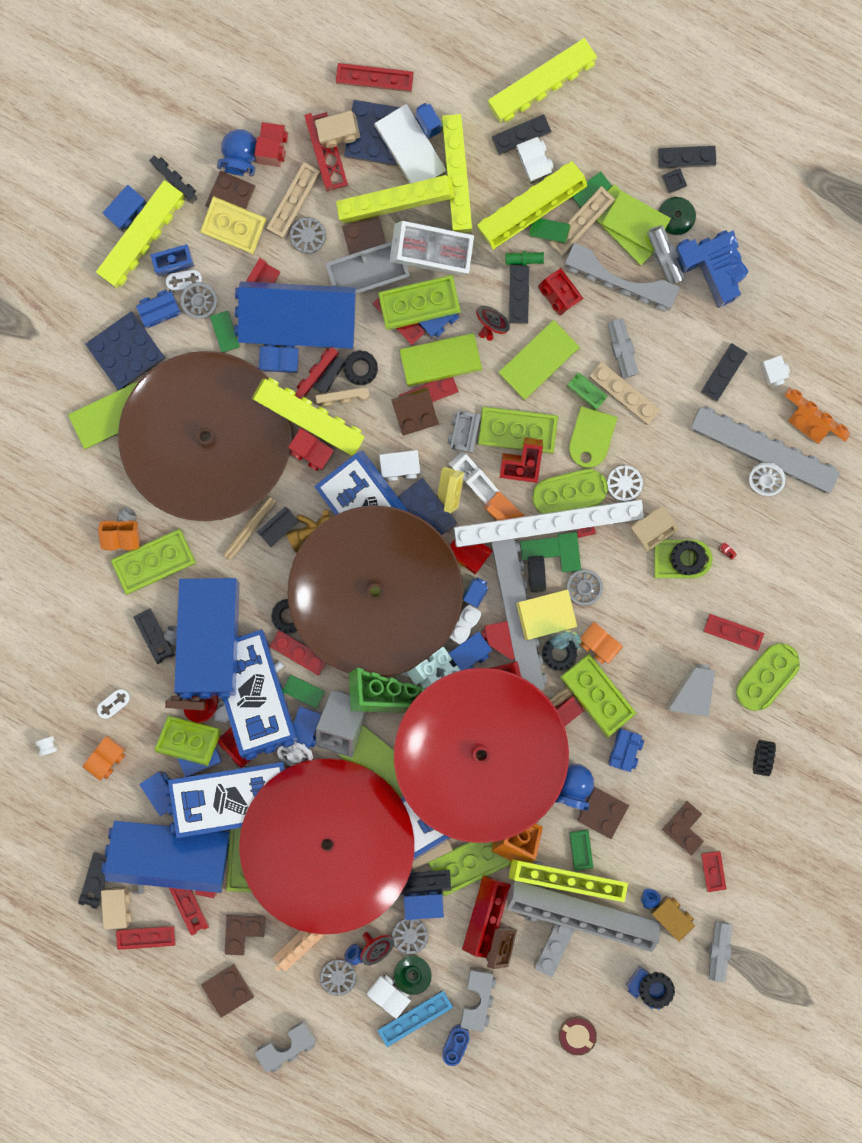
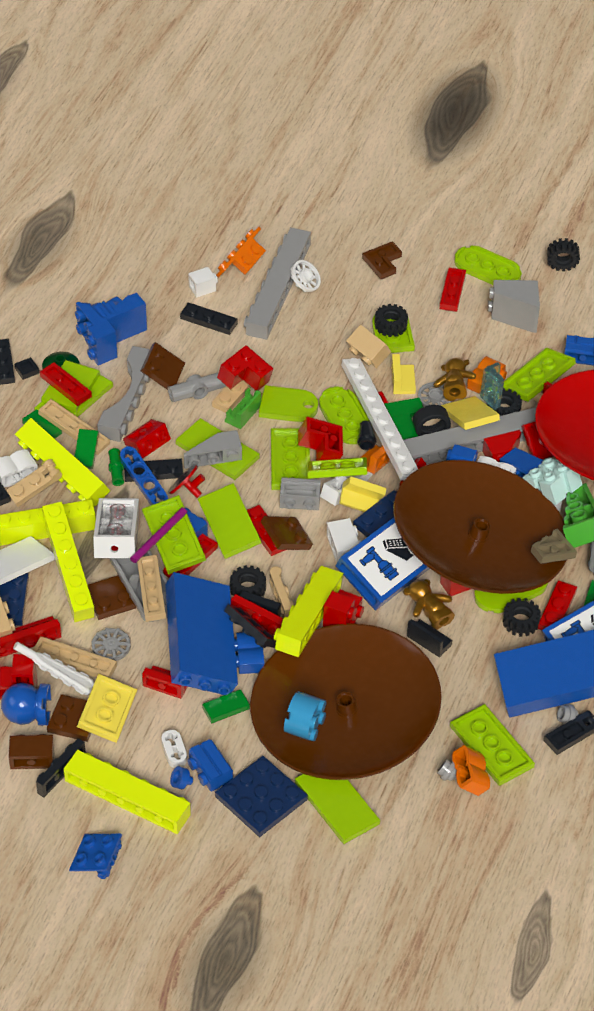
camera: 100 degrees left, 40 degrees down
(82, 203) = (97, 853): none -> blue hinge
(125, 208) = (98, 809): blue brick -> none
(149, 282) = (180, 778): none -> blue tile
(172, 260) = (154, 753): blue brick -> none
(179, 393) = (305, 716): none -> dark azure brick
(193, 155) = (31, 751): none -> reddish brown brick
(198, 300) = (194, 729): light grey wheel -> none
(249, 528) = (450, 668): tan axle -> none
(265, 191) = (57, 669): none -> white sword
(294, 360) = (250, 626): none -> black plate
(341, 655) = (553, 548): none -> dark tan wing
(349, 273) = (151, 588): none -> tan plate
(411, 286) = (158, 535): none -> magenta bar
(482, 469) = (337, 467): none -> lime tile
(500, 280) = (141, 479): none -> blue beam
(507, 175) = (34, 483): none -> tan plate
(528, 359) = (217, 449): none -> light grey slope
(530, 506) = (366, 436): none -> black cone
(598, 608) = (453, 379): none -> pearl gold piece
(614, 559) = (402, 377): none -> light yellow panel
(624, 483) = (328, 376): white wheel -> none
(630, 214) = (65, 384): none -> red plate
(632, 396) = (245, 366): none -> red brick
(650, 315) = (162, 366): none -> reddish brown plate
(665, 254) = (101, 358): light grey piece -> none
(727, 550) = (377, 300): red tile -> none
(790, 561) = (380, 257): none -> reddish brown plate

